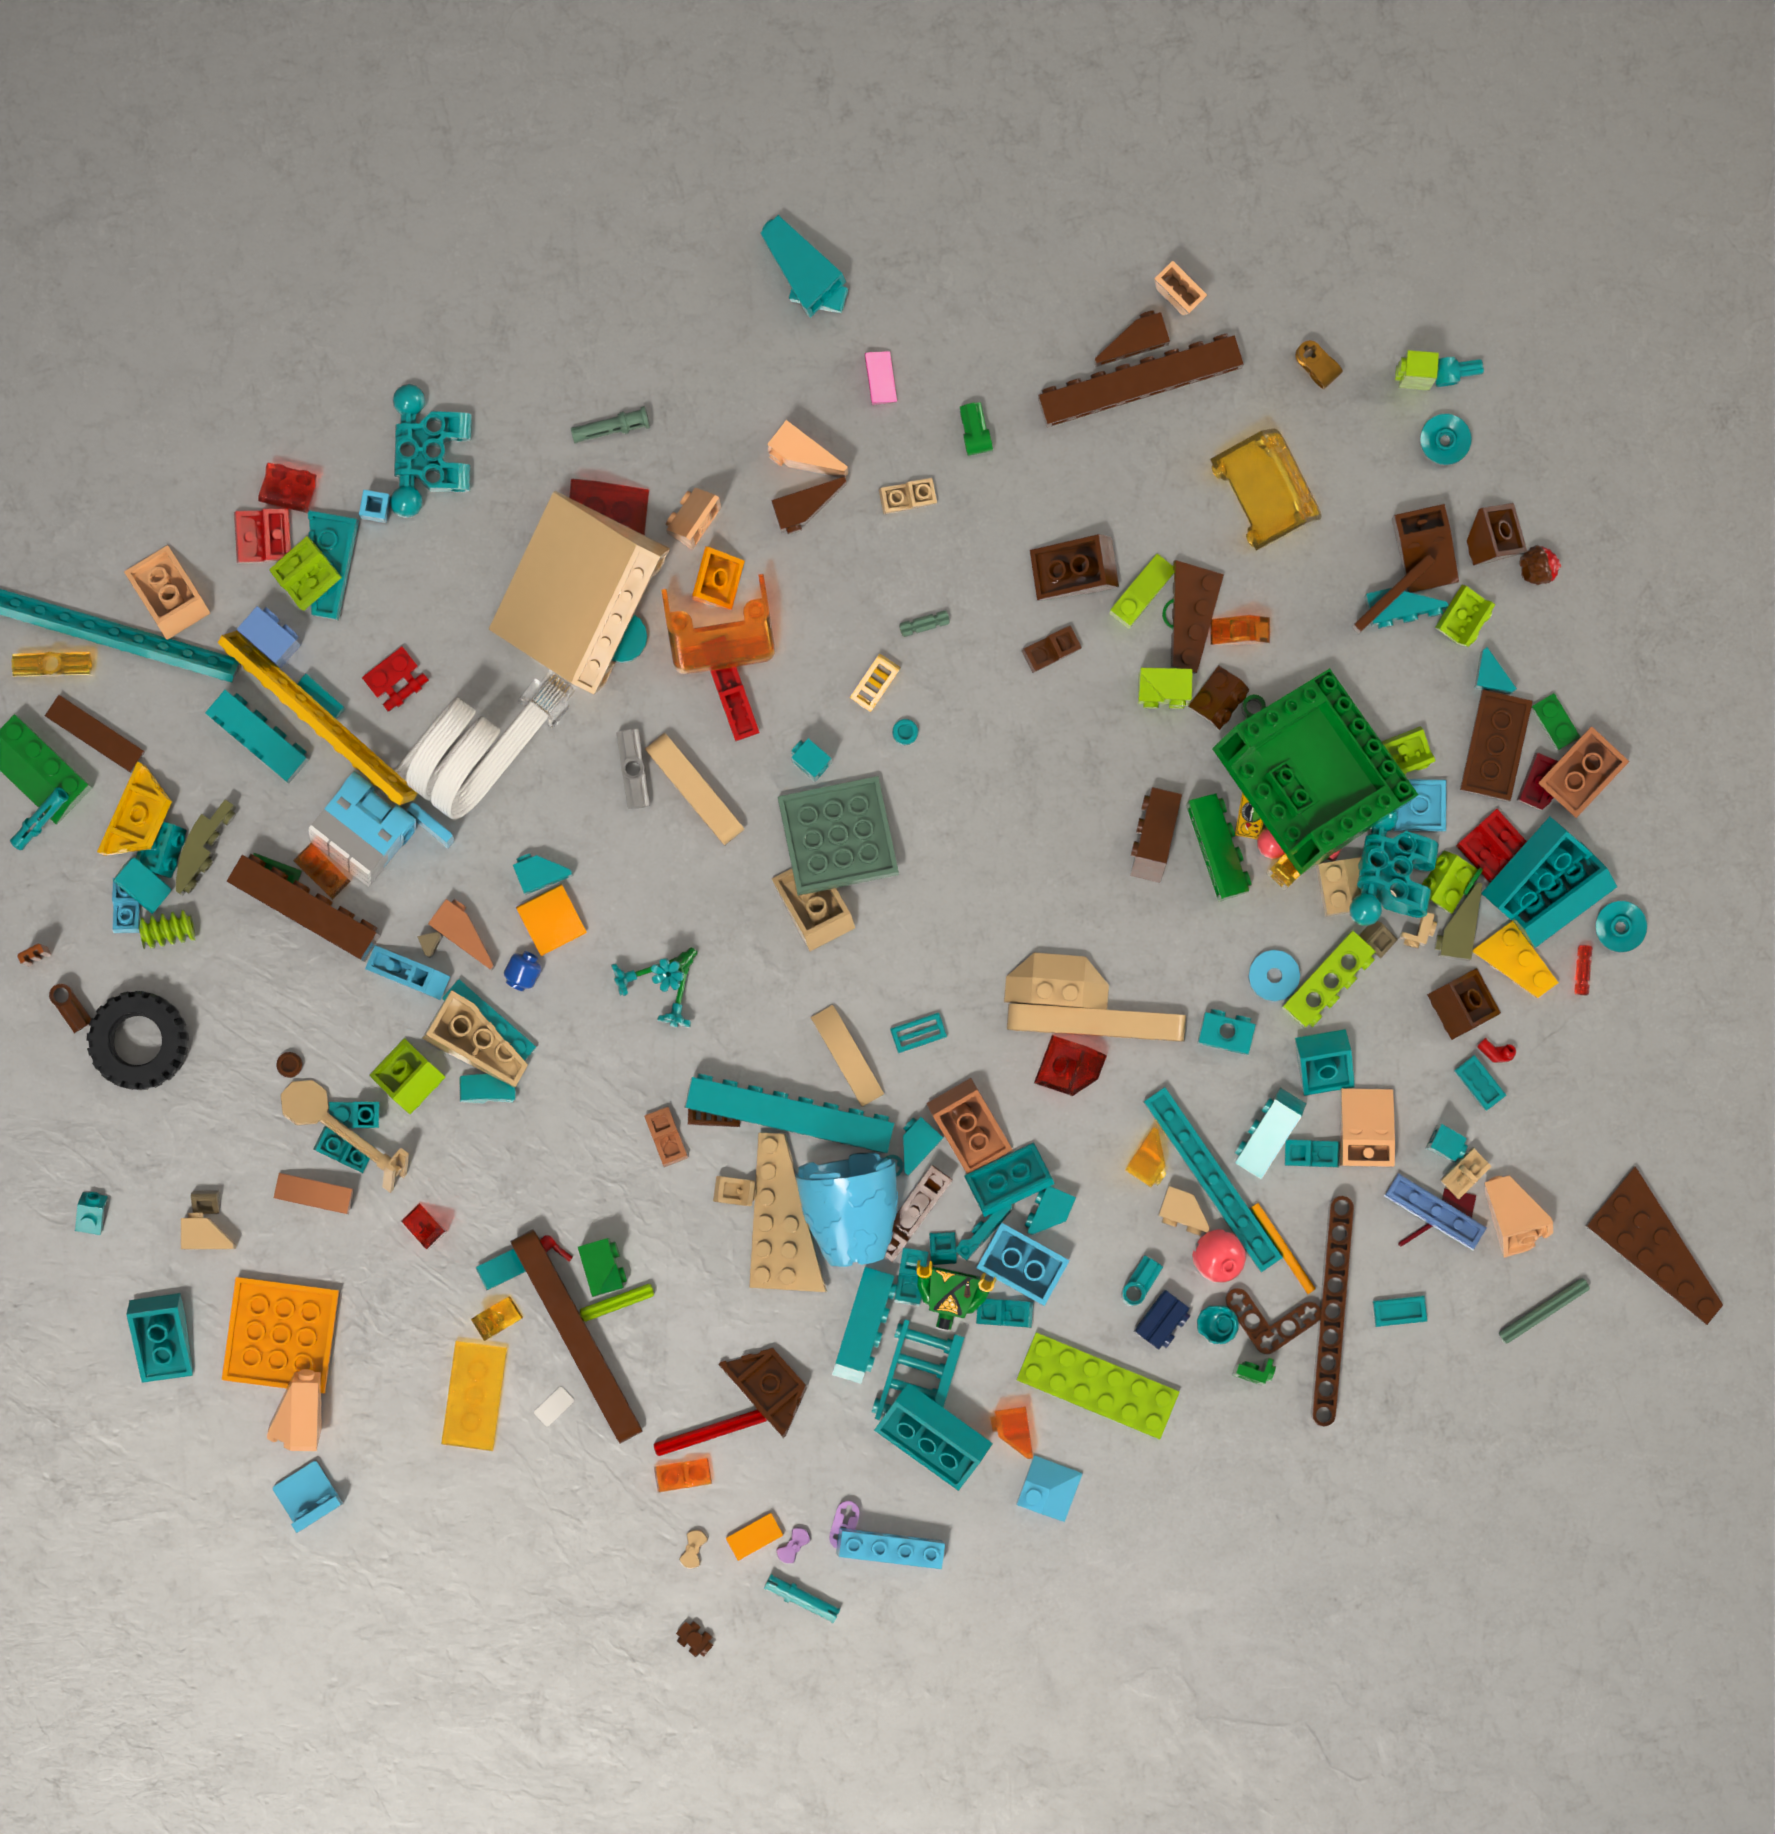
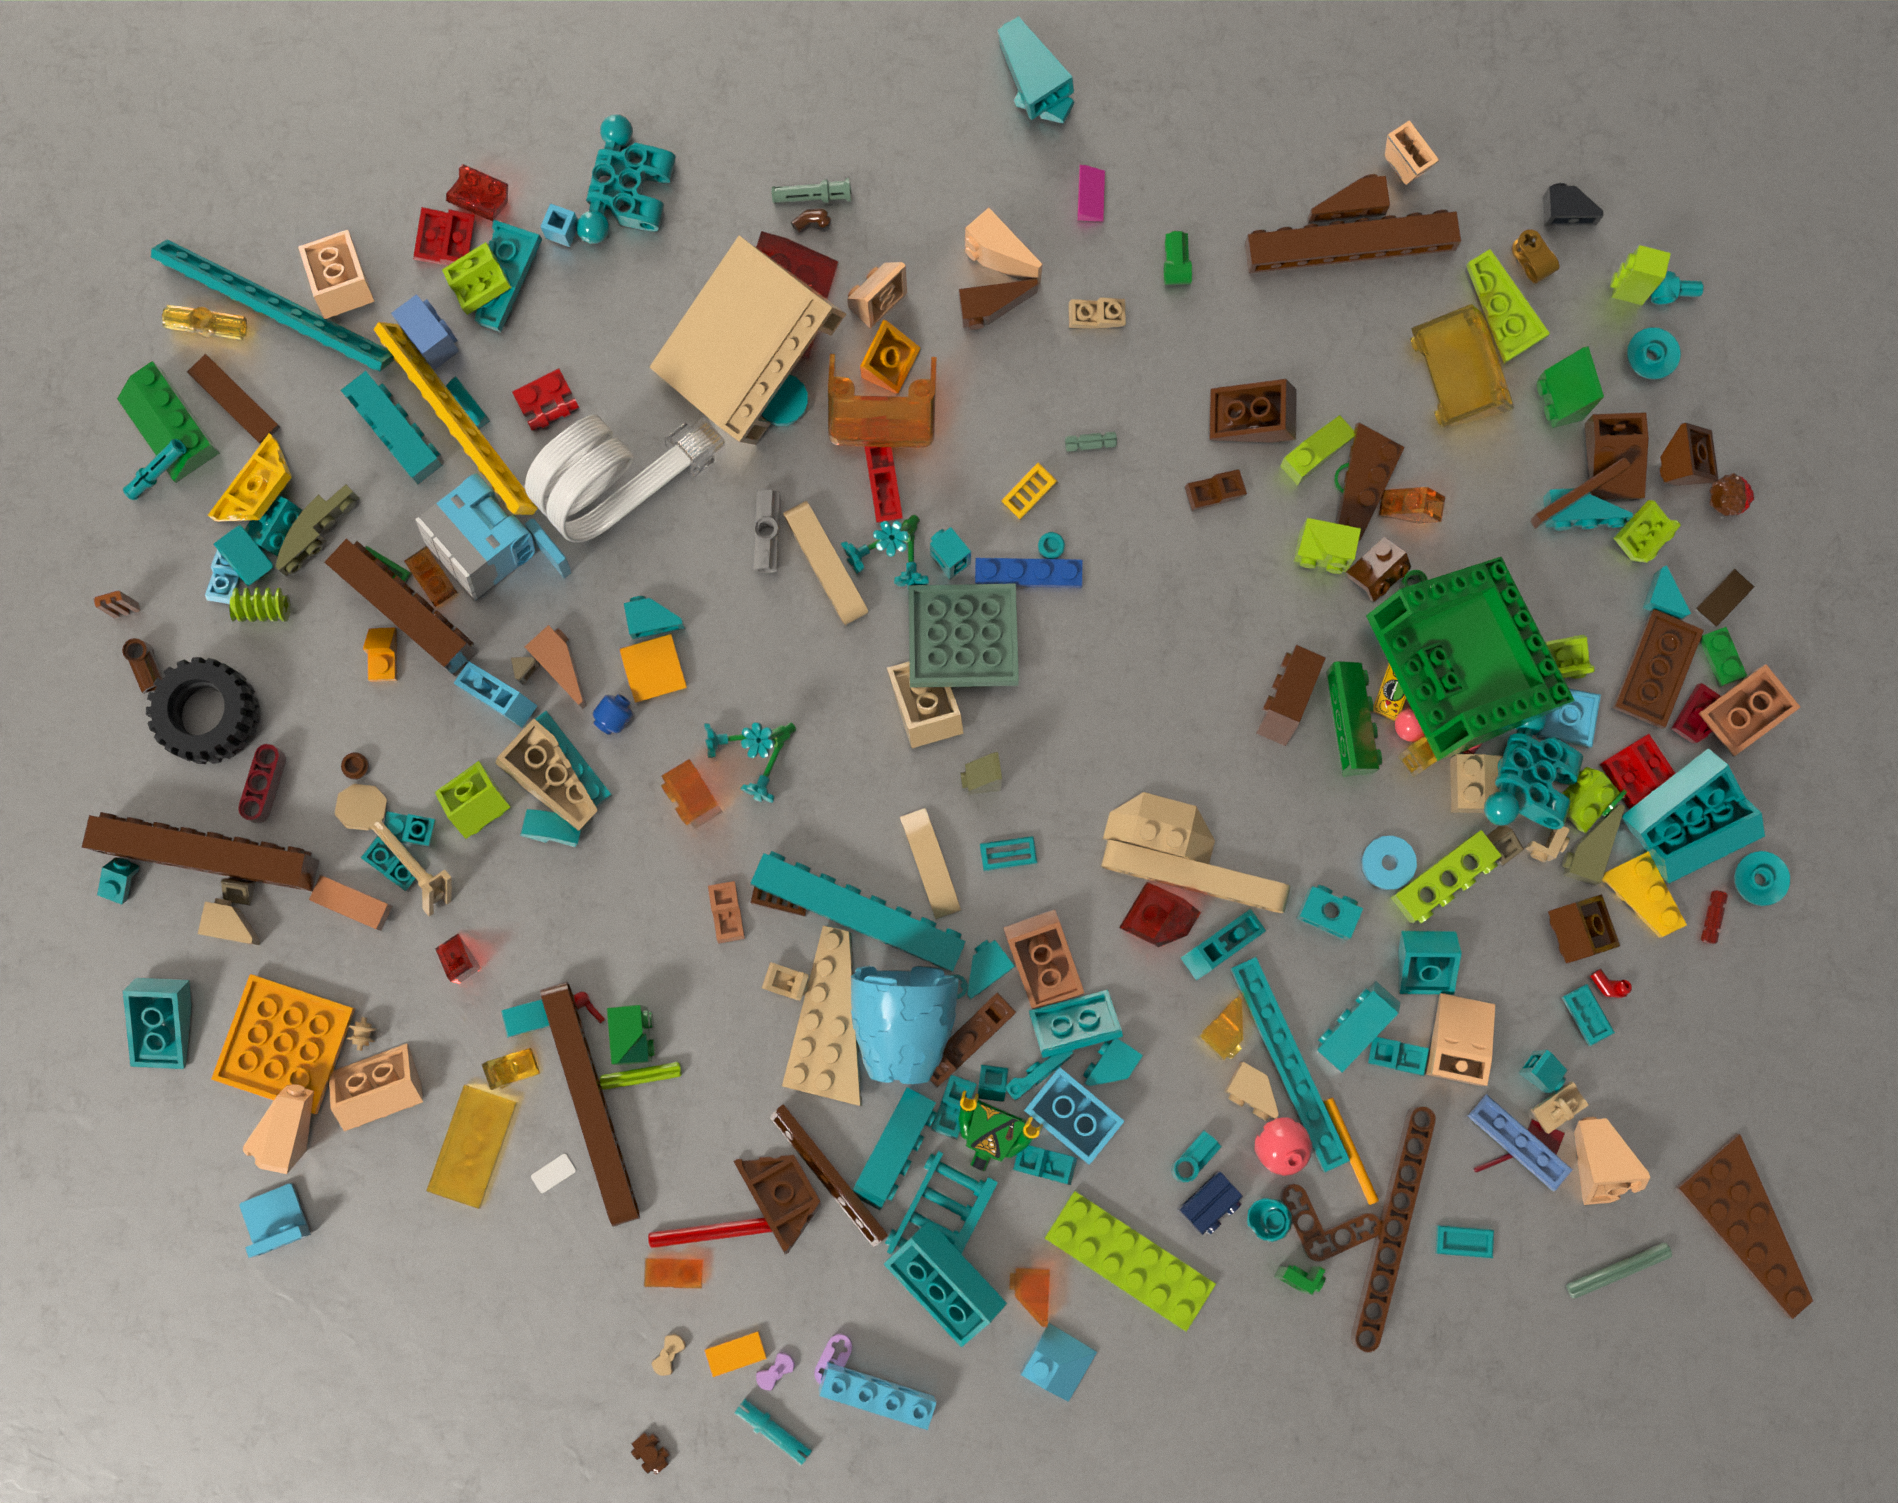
camera: 15 degrees right, 5 degrees down
(166, 1174) = (201, 852): none -> reddish brown brick
(211, 1110) = (266, 796): none -> dark red beam
(291, 953) = (382, 654): none -> light orange slope
(351, 1312) = (361, 1033): none -> tan wheel
(374, 1358) = (375, 1087): none -> light nougat slope
(613, 450) = (811, 216): none -> reddish brown arm
(613, 1034) = (691, 793): none -> clear orange brick
(755, 761) = (891, 538): none -> teal plant
(808, 1360) = (828, 1175): none -> reddish brown tile
(880, 966) = (982, 775): none -> olive slope
(888, 762) = (1029, 572): none -> blue plate
(1133, 1080) = (1223, 944): none -> teal slope
(1299, 421) = (1506, 309): none -> lime wing
(1342, 307) = (1569, 207): none -> black slope
(1368, 494) = (1570, 388): none -> green slope
(1549, 665) = (1725, 597): none -> dark brown slope

